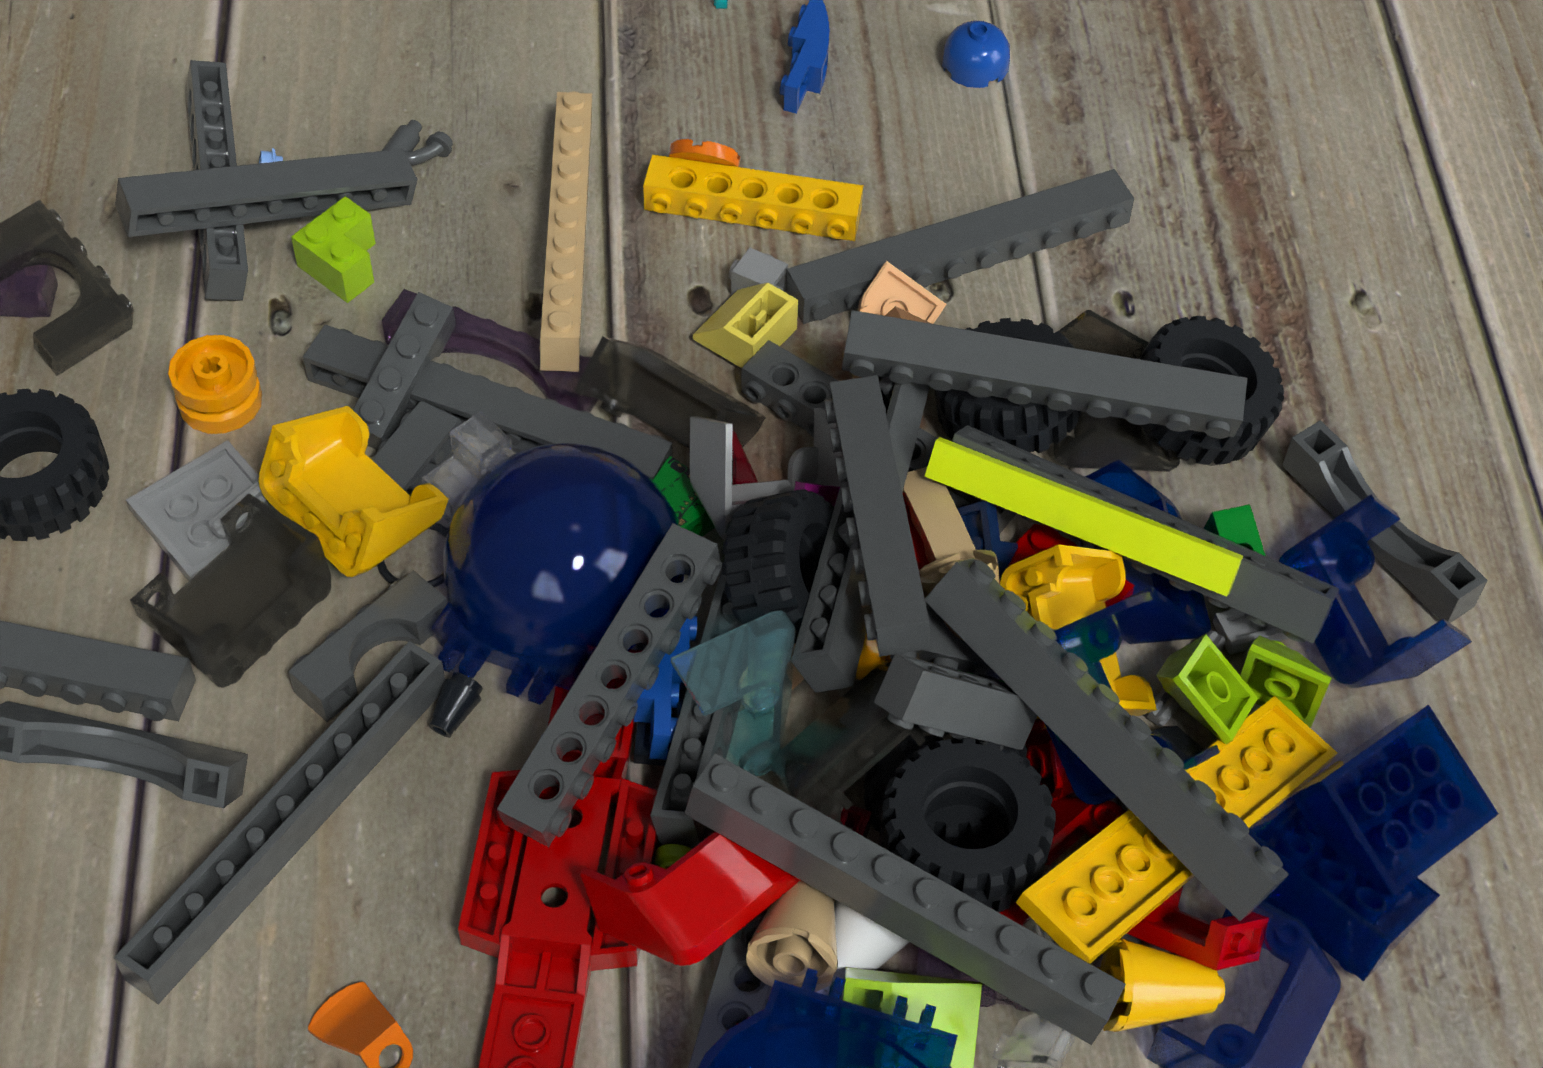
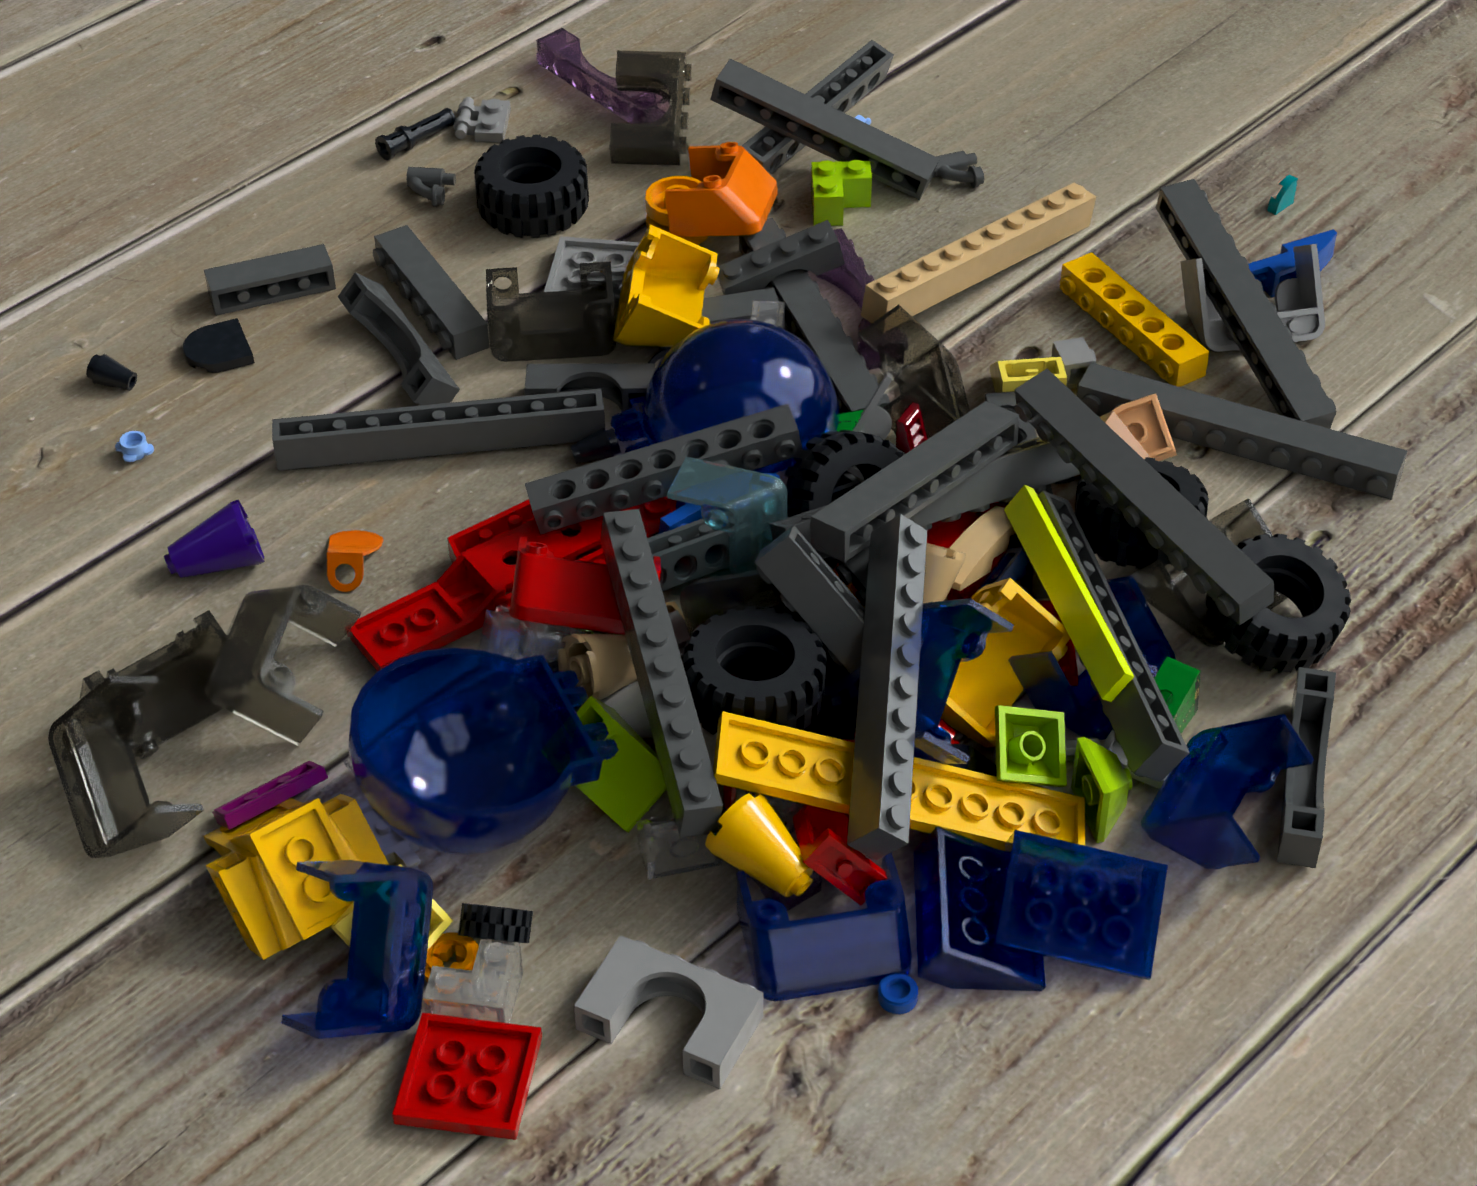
camera: 50 degrees right, 10 degrees down
(284, 343) = (730, 198): none -> orange windscreen
(674, 995) = (520, 638): none -> clear slope
(707, 152) = (1125, 269): orange tile -> none
(847, 119) = (1244, 306): none -> dark grey brick
(864, 110) = (1296, 301): none -> light grey windscreen
(976, 54) = (1414, 335): blue cylinder -> none
(1356, 1010) = (897, 993): none -> blue tile

